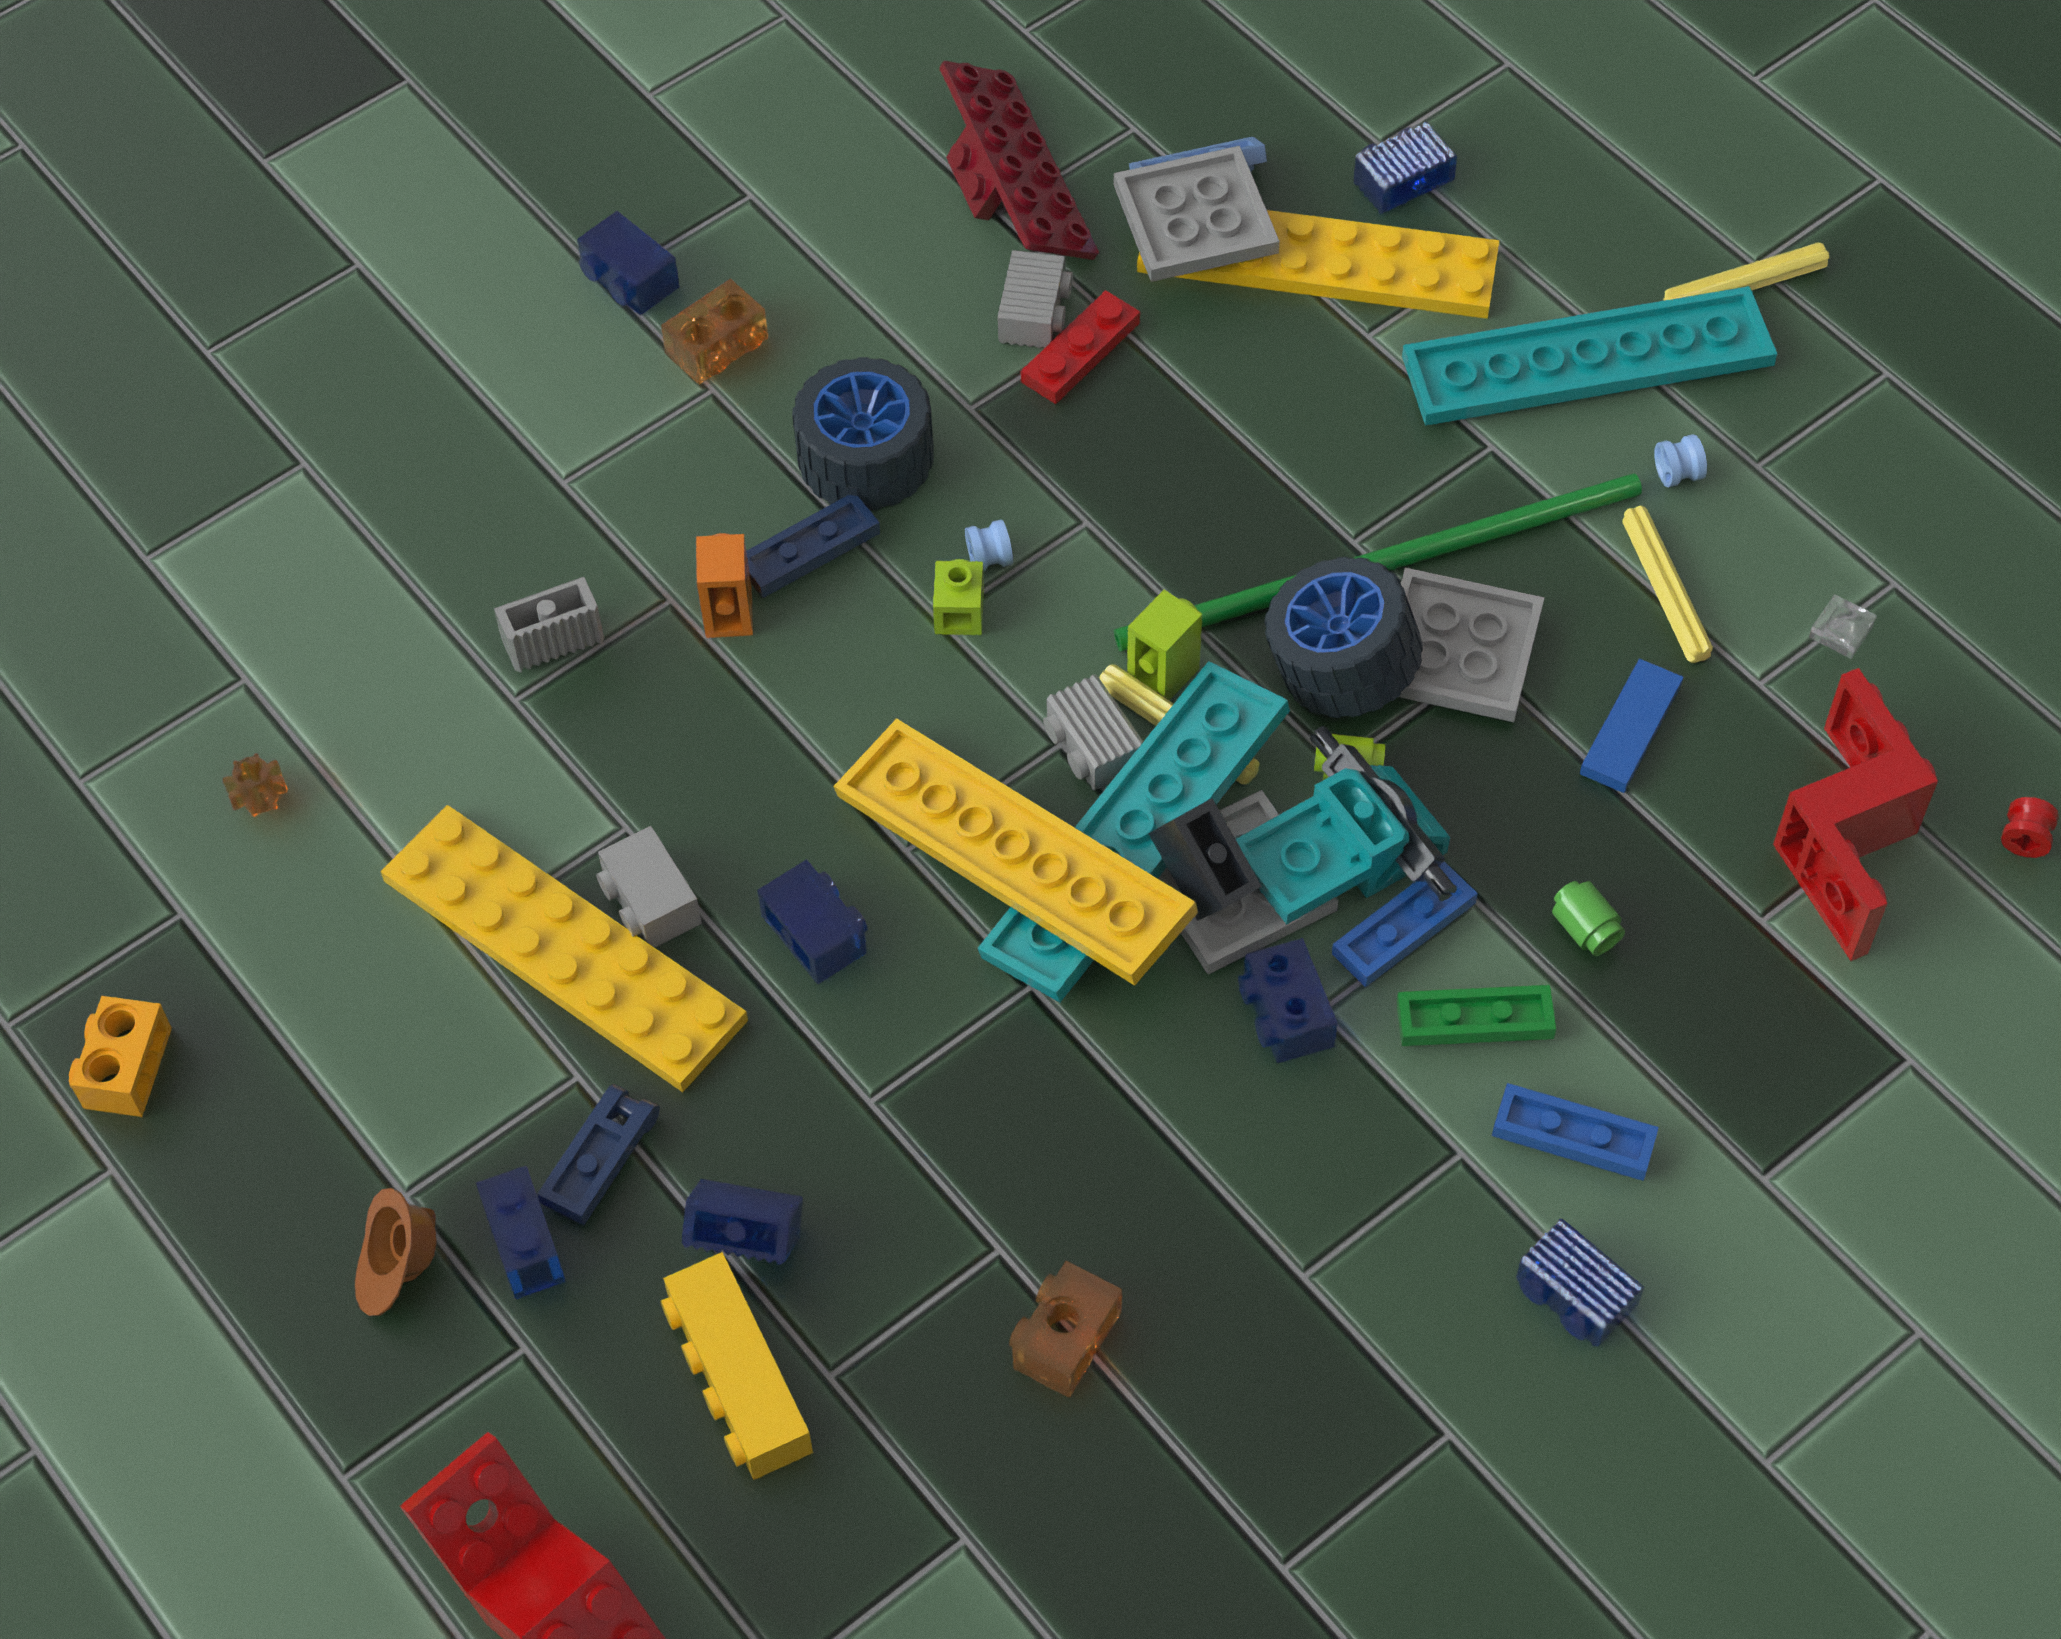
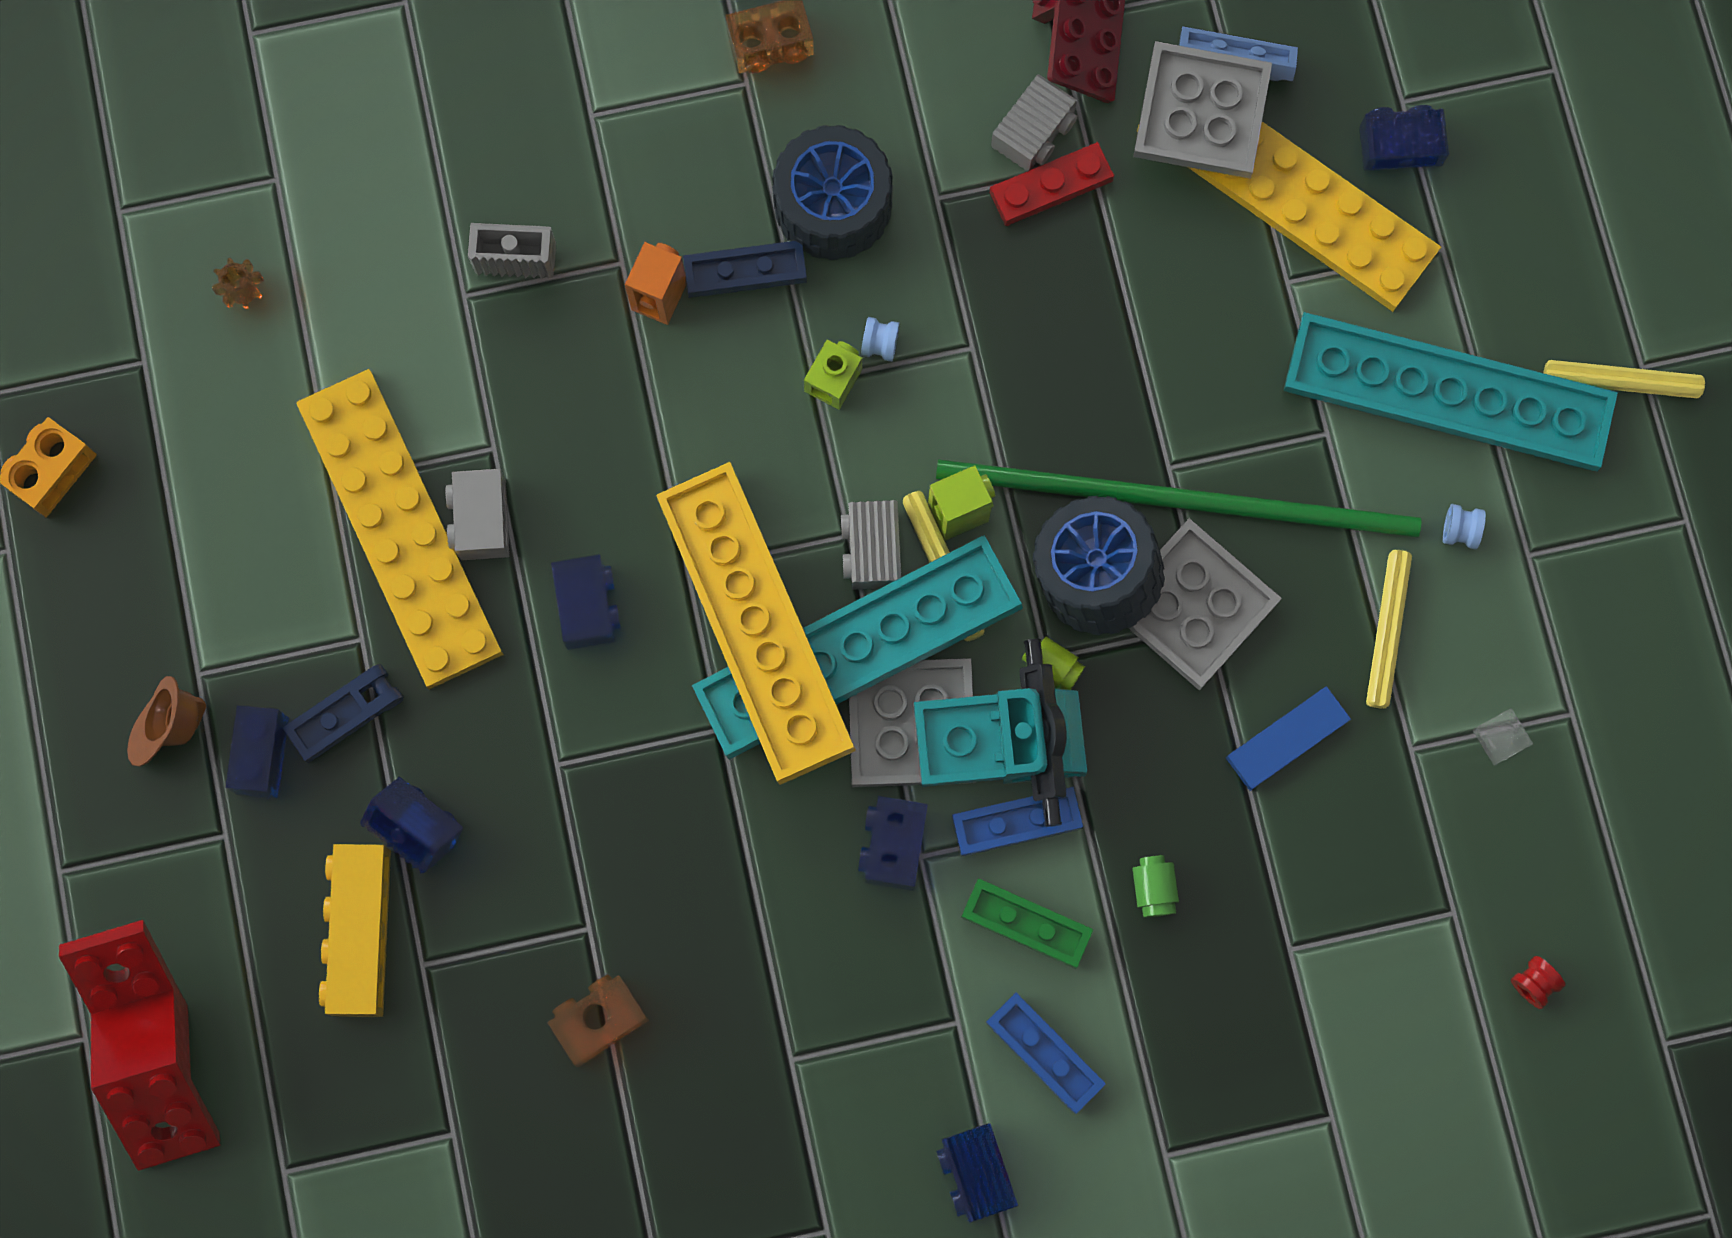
camera: 25 degrees right, 20 degrees up
(1205, 859) = (883, 711): black brick -> none
(1855, 813) = (1407, 908): red bracket -> none

